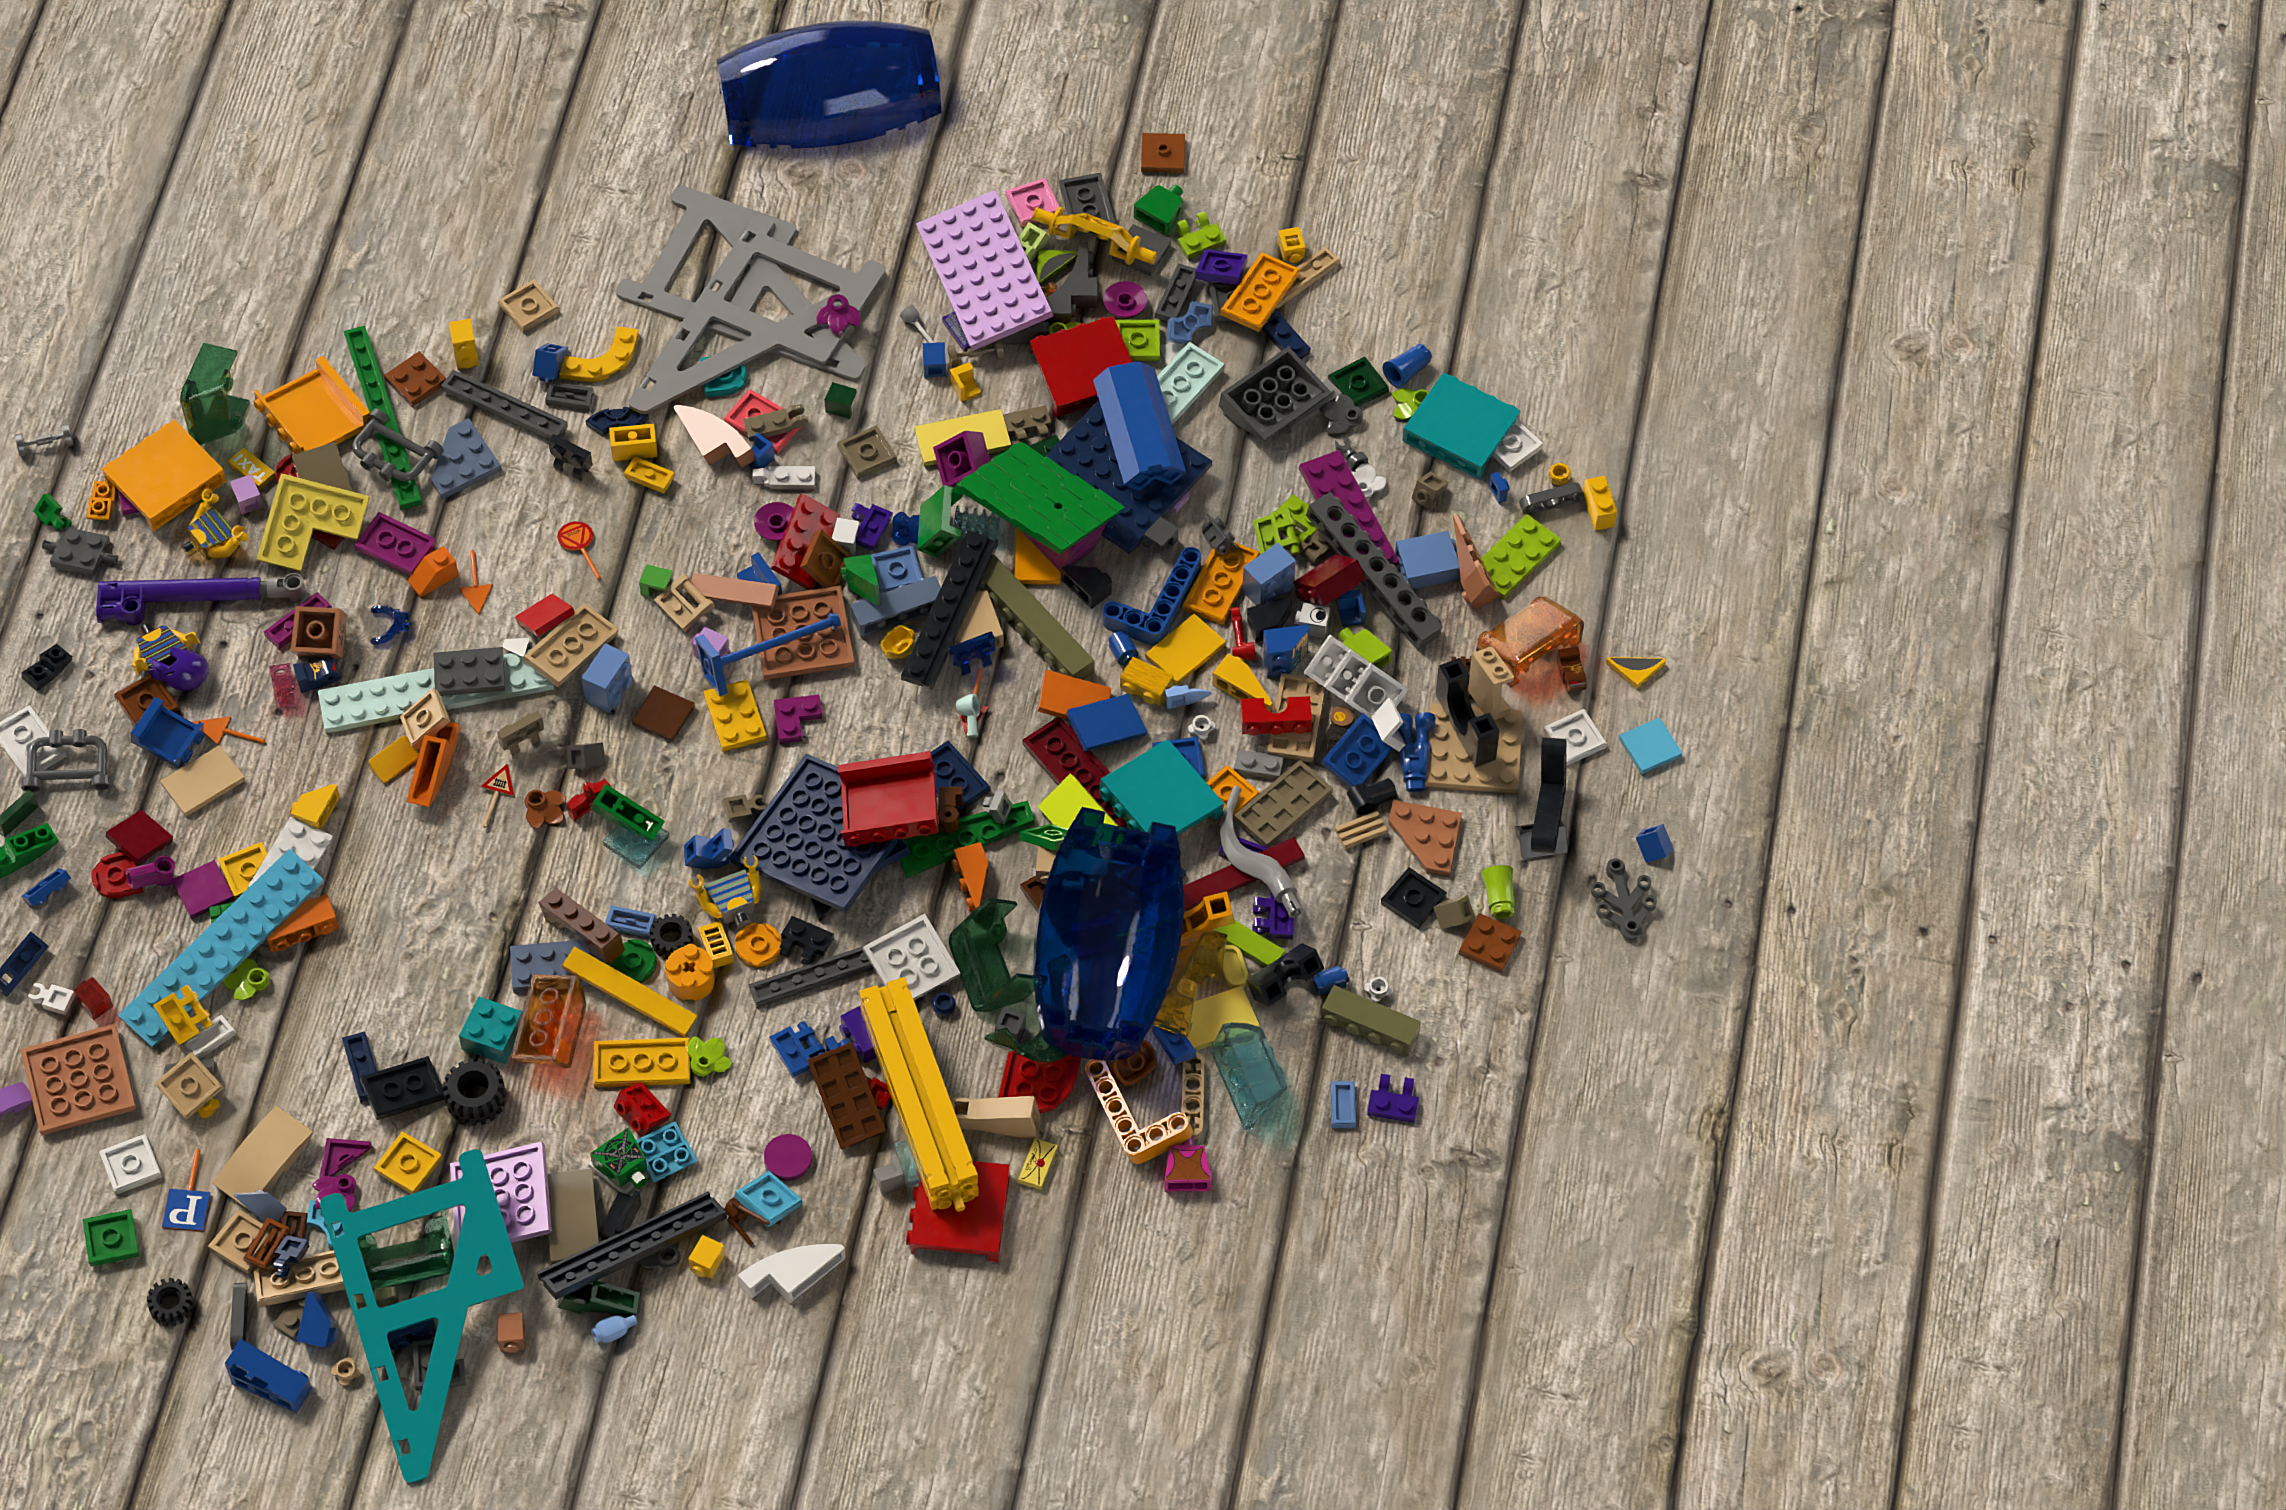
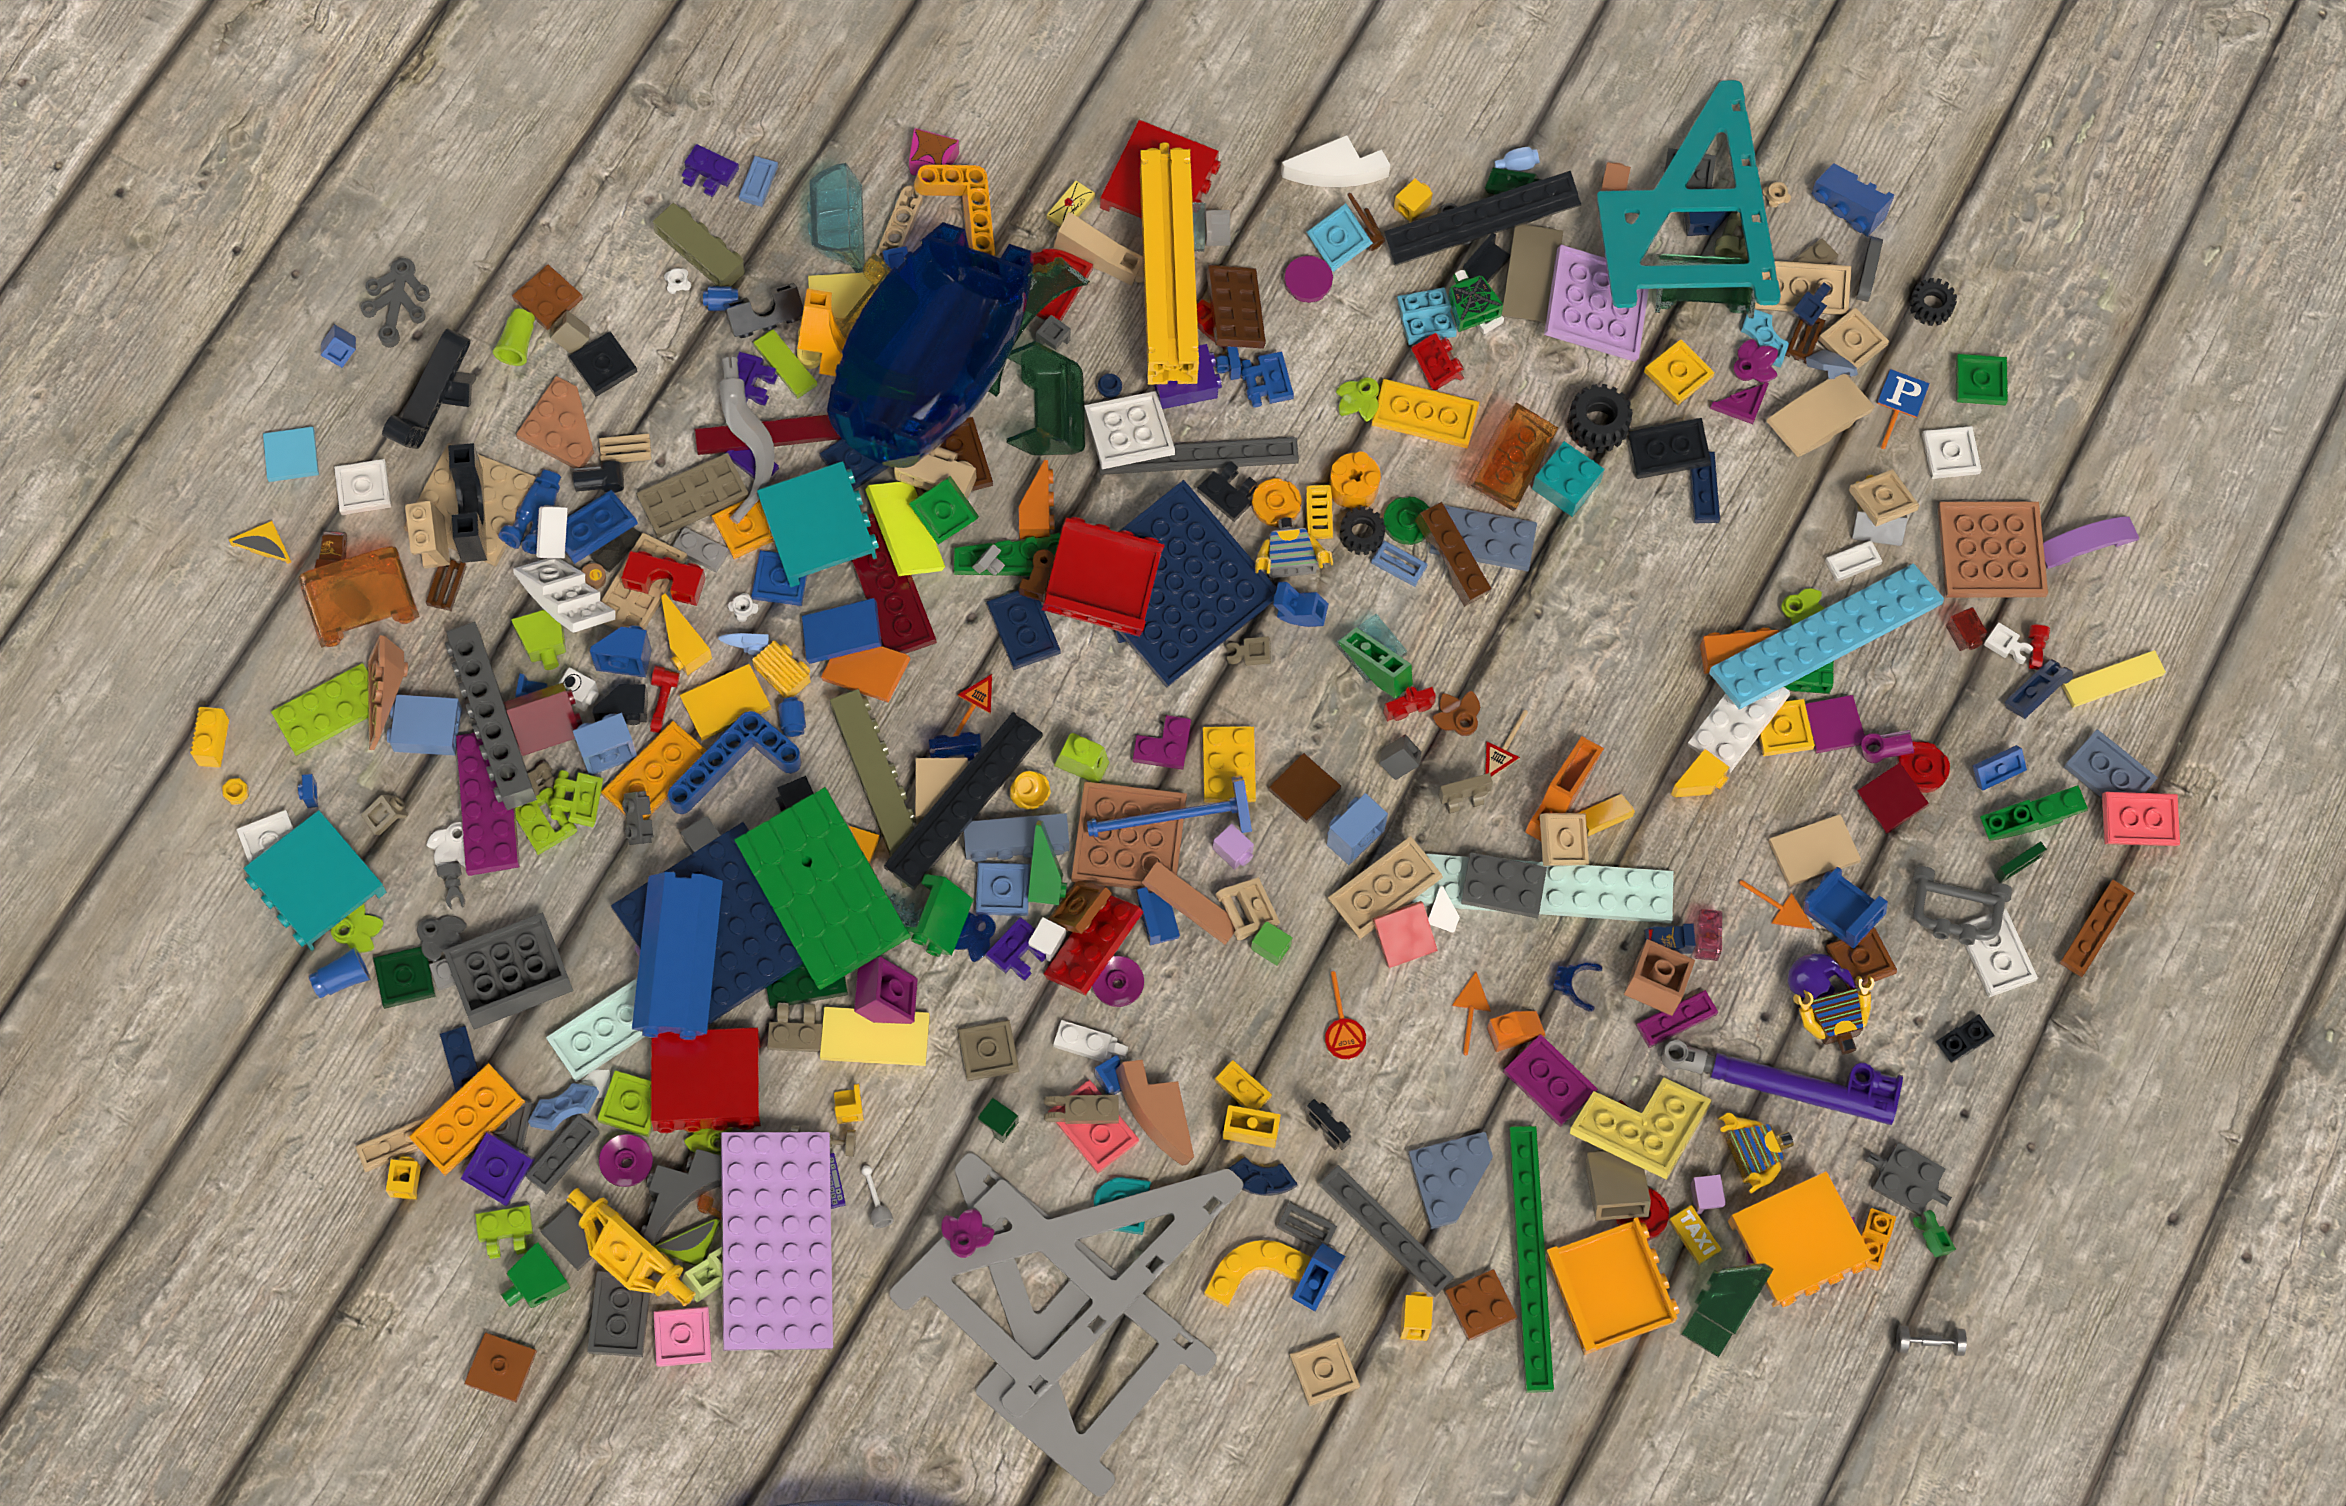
camera: 165 degrees left, 10 degrees up
(24, 1012) = (2039, 634): none -> red piece
(177, 1019) = (1885, 568): yellow plate -> none
(257, 1261) = (1821, 336): dark orange tile -> none
(317, 1323) = (1797, 232): blue slope -> none
(388, 470) = (1541, 1168): dark grey bar -> none
(629, 991) = (1420, 478): yellow tile -> none
(863, 676) = (1081, 758): none -> lime torso
(934, 359) = (874, 1142): blue panel -> none
(969, 707) = (980, 693): light aqua bar -> none
(1551, 498) = (258, 761): dark grey beam -> none

